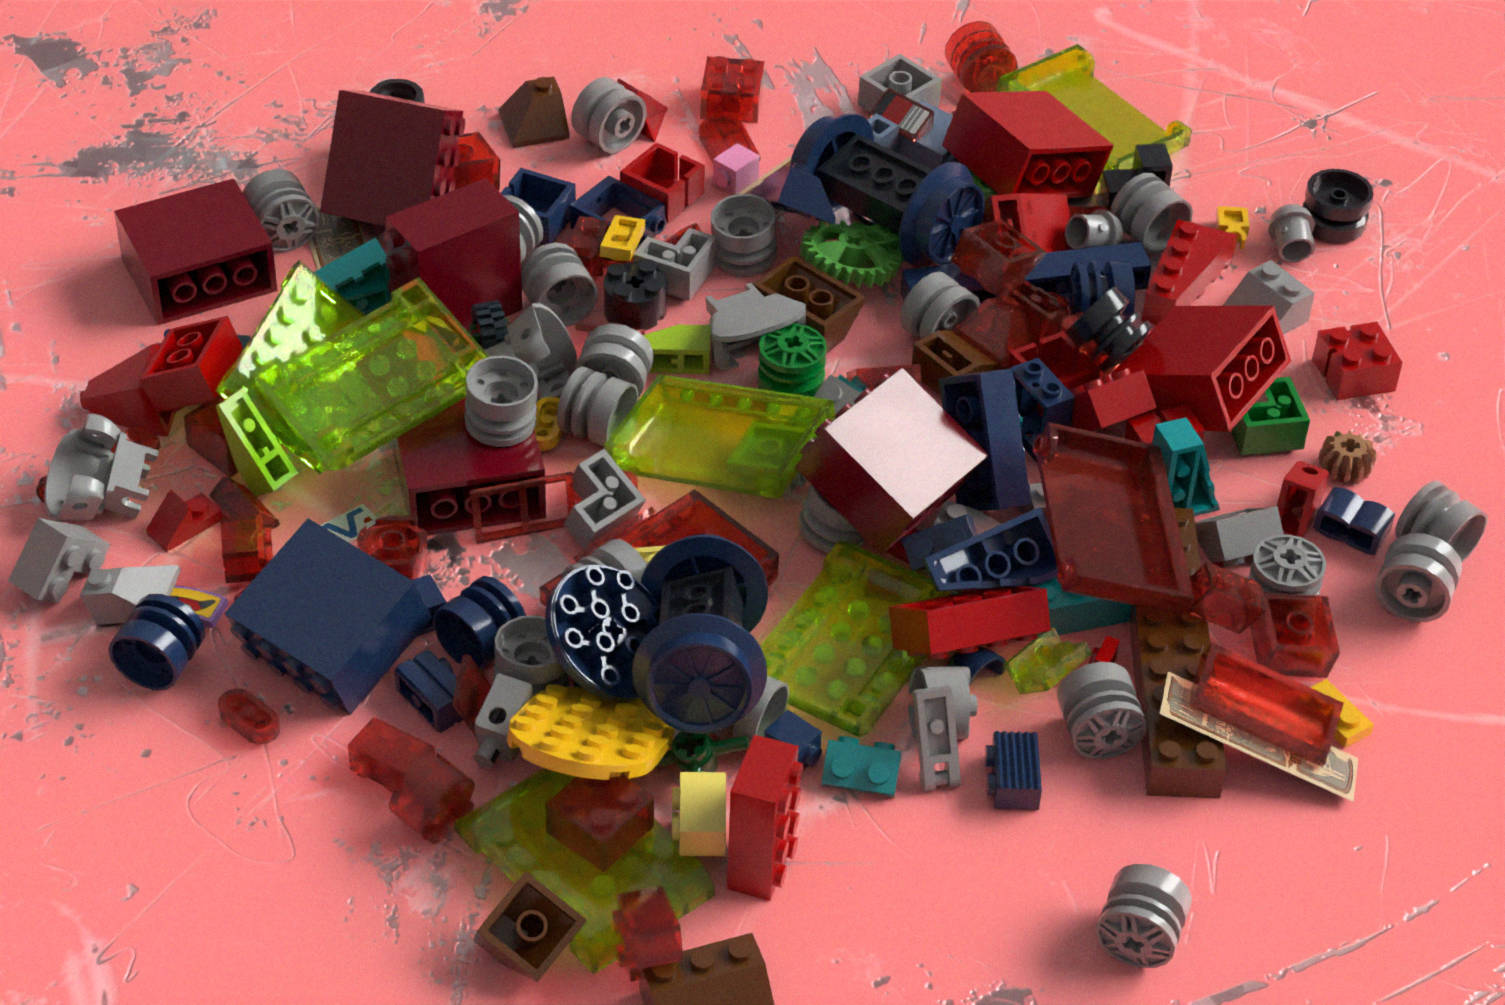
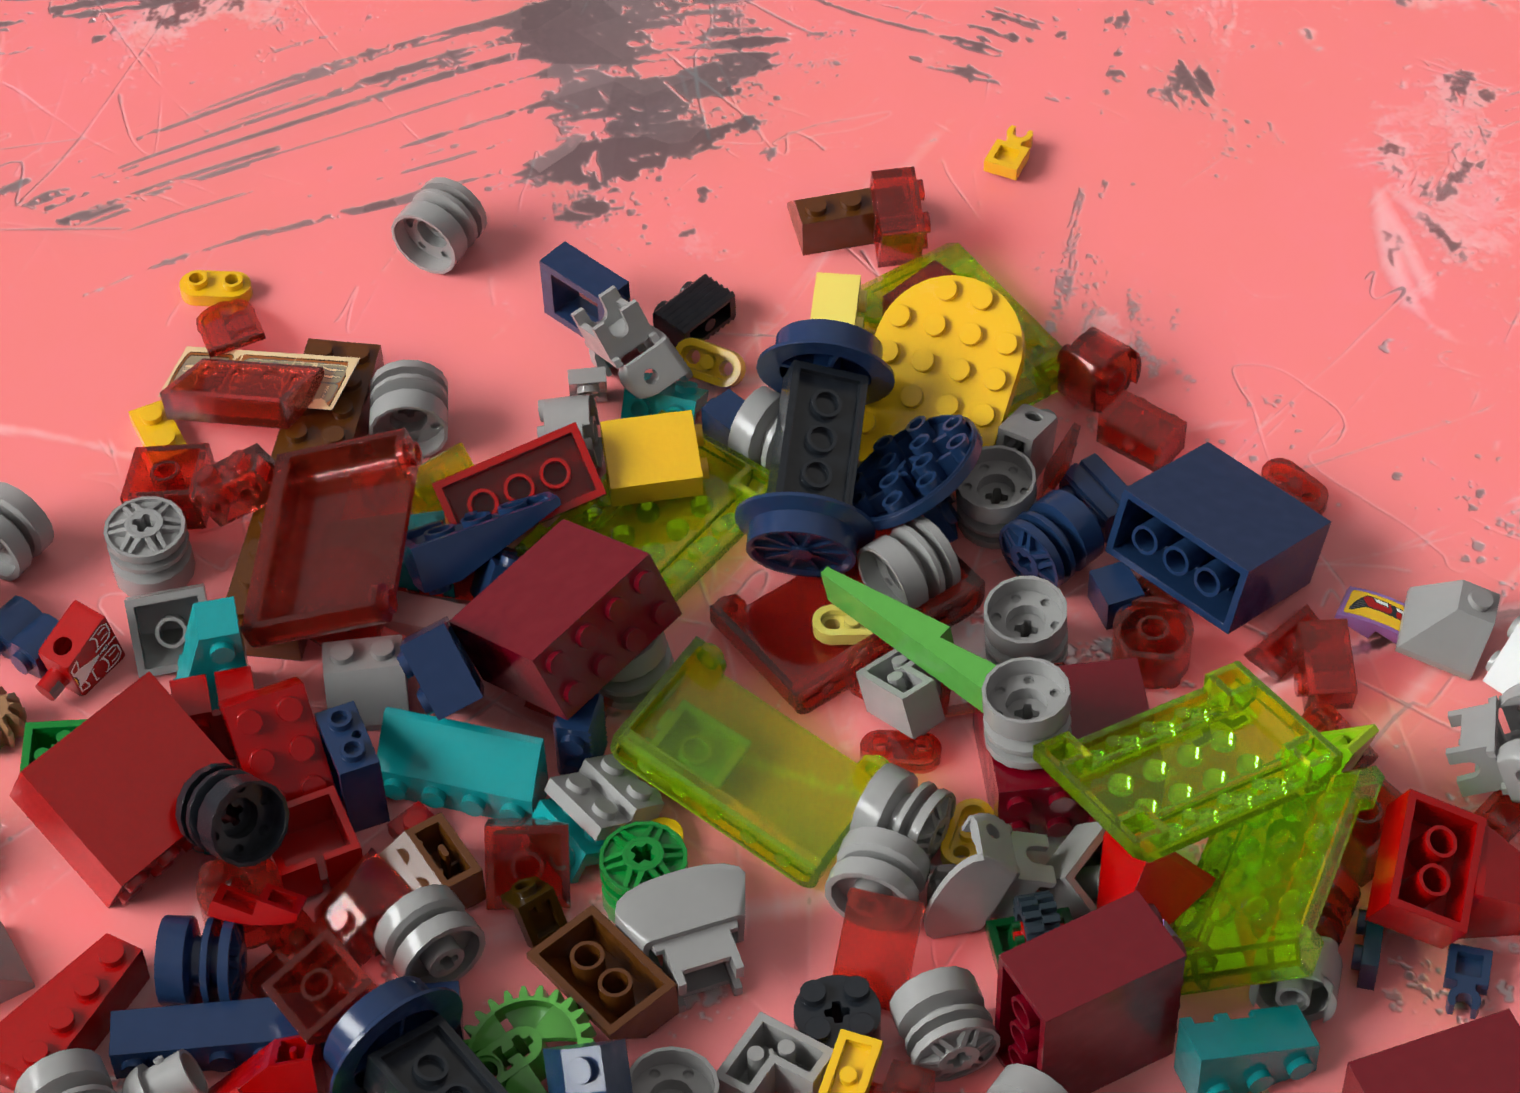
camera: 170 degrees left, 5 degrees up
(157, 642) = (1403, 540): dark blue wheel -> none
(181, 520) = (1405, 732): red slope -> none
(503, 546) = (1025, 620): none -> light grey wheel
(529, 928) = (1013, 249): reddish brown slope -> none
(592, 483) = (912, 634): none -> bright green slope
(681, 349) = (789, 935): lime slope -> none
(763, 817) = (777, 272): red brick -> none
(839, 810) = (712, 362): none -> yellow plate
(852, 857) = (695, 311): none -> black brick
(855, 662) = (653, 457): none -> yellow brick
(873, 349) = (535, 909): none -> dark brown bracket
(895, 769) = (622, 331): none -> light grey piece
(977, 871) = (570, 272): none -> dark blue window
(1015, 770) = (512, 382): dark blue brick -> none
(1066, 296) = (272, 907): none -> red slope
(1318, 812) = (229, 326): none -> clear red window
(1359, 870) = (212, 287): none -> yellow plate

